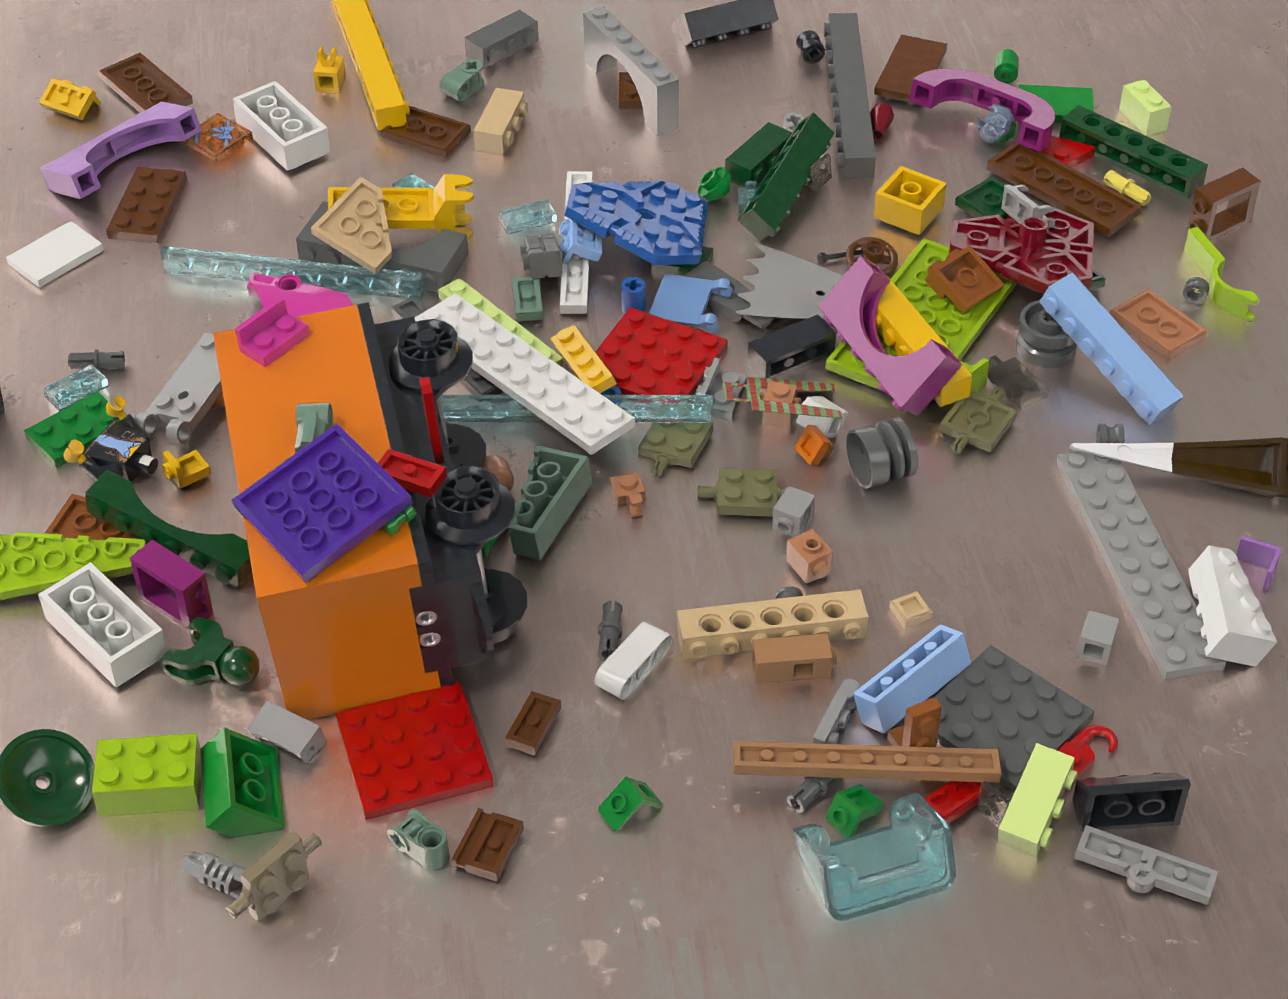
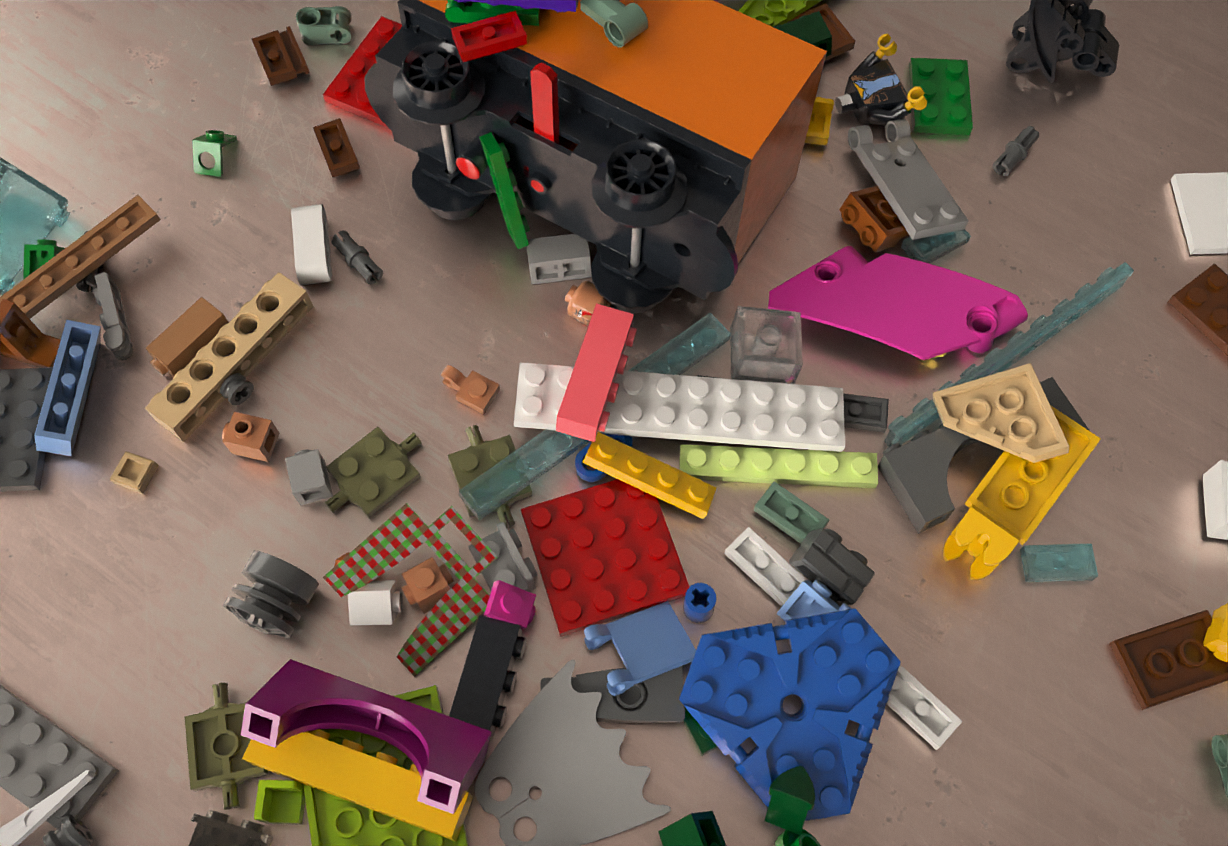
camera: 135 degrees right, 20 degrees up
(75, 387) = (991, 117): clear light blue plate -> none
(270, 333) = (769, 71): dark pink bracket -> none
(500, 121) = (1124, 739): tan brick -> none
(527, 216) = (921, 622): clear light blue plate -> none
(547, 499) = (519, 315): sand green wedge -> none
(555, 392) = (595, 373): none -> coral brick
(691, 187) = (791, 799): none -> dark green tile
(741, 357) = (510, 604): none -> dark pink bracket

